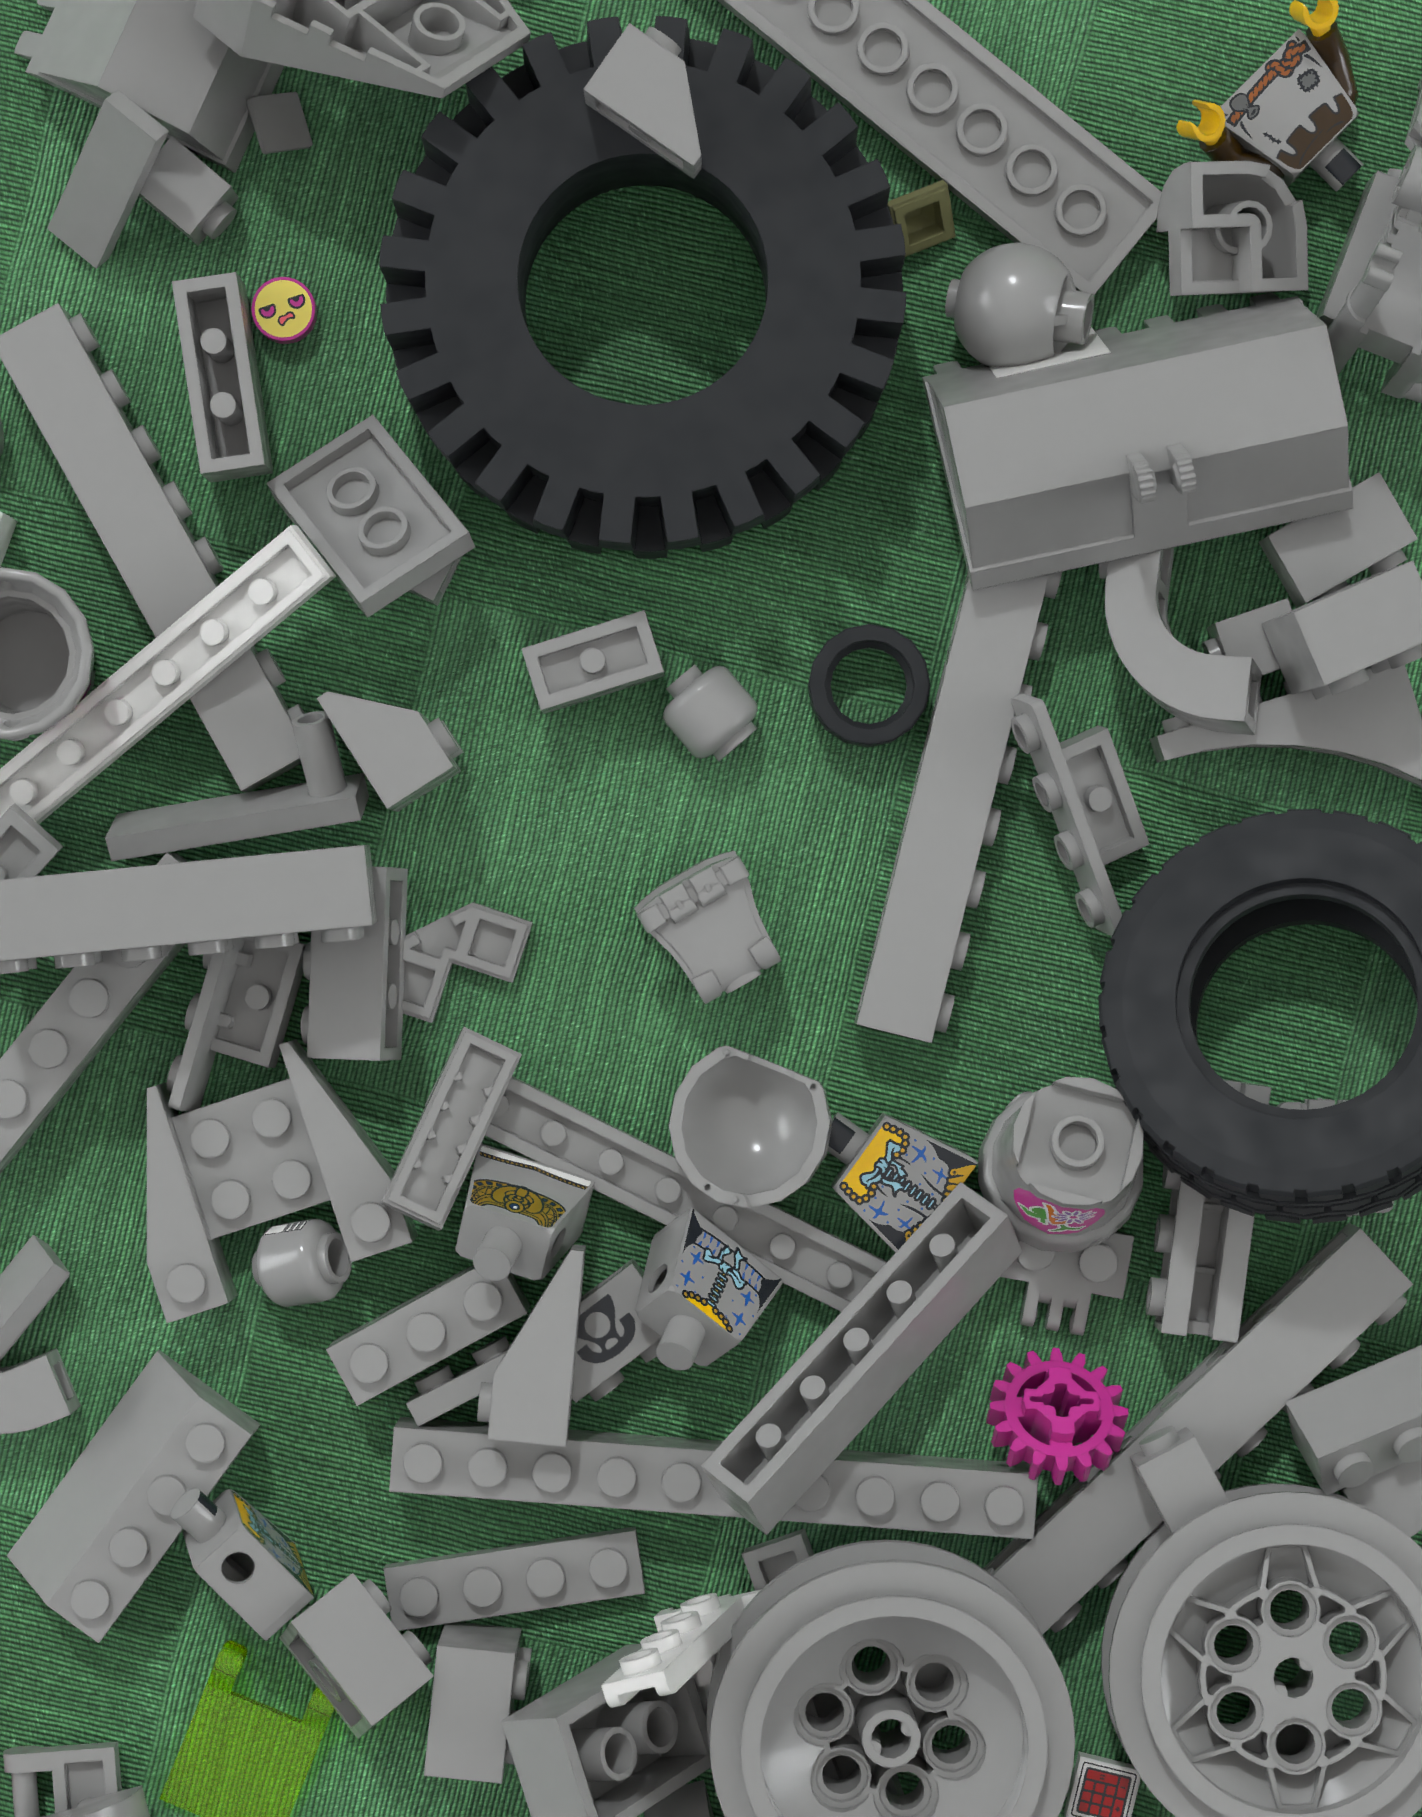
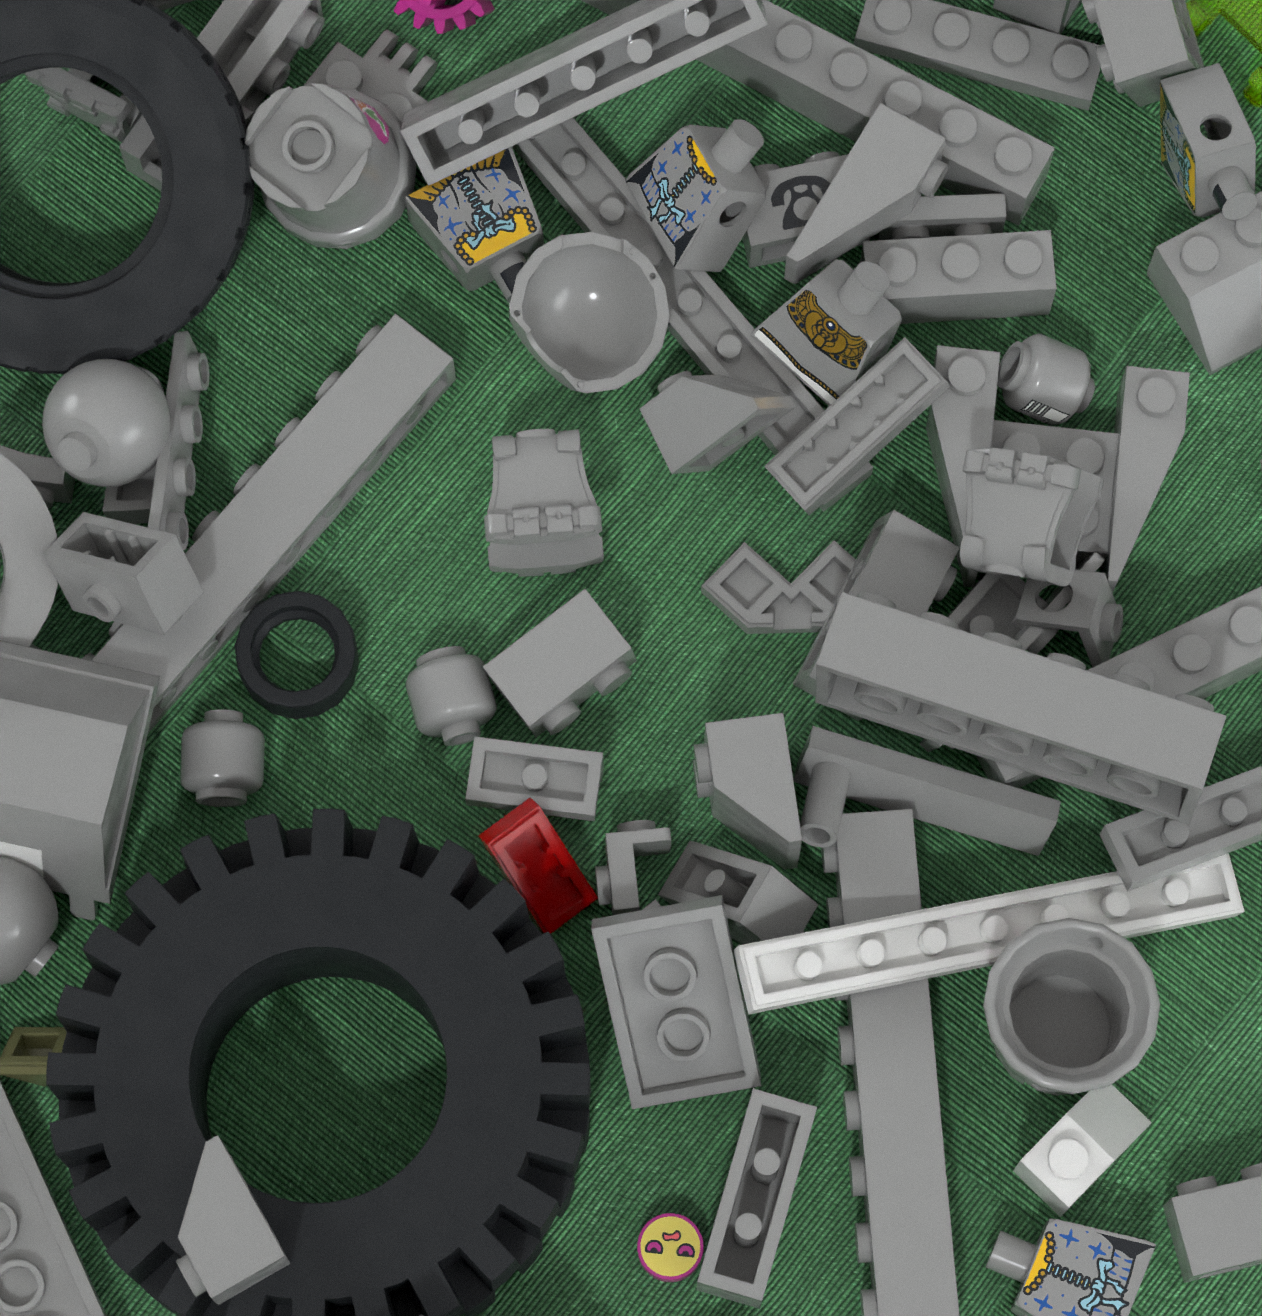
camera: 155 degrees left, 15 degrees down
(155, 1046) = (1090, 613): none -> light grey bracket
(251, 1102) = (1025, 514): none -> light grey piece
(349, 644) = (755, 895): none -> light grey slope
(479, 611) = (617, 879): none -> light grey bracket
(553, 584) = (538, 866): none -> red plate
(595, 1080) = (709, 418): none -> light grey slope
(621, 781) = (562, 665): none -> light grey brick
(888, 557) = (222, 759): none -> light grey head
(1050, 664) = (123, 573): none -> light grey brick
(1140, 806) = (106, 422): none -> light grey brick

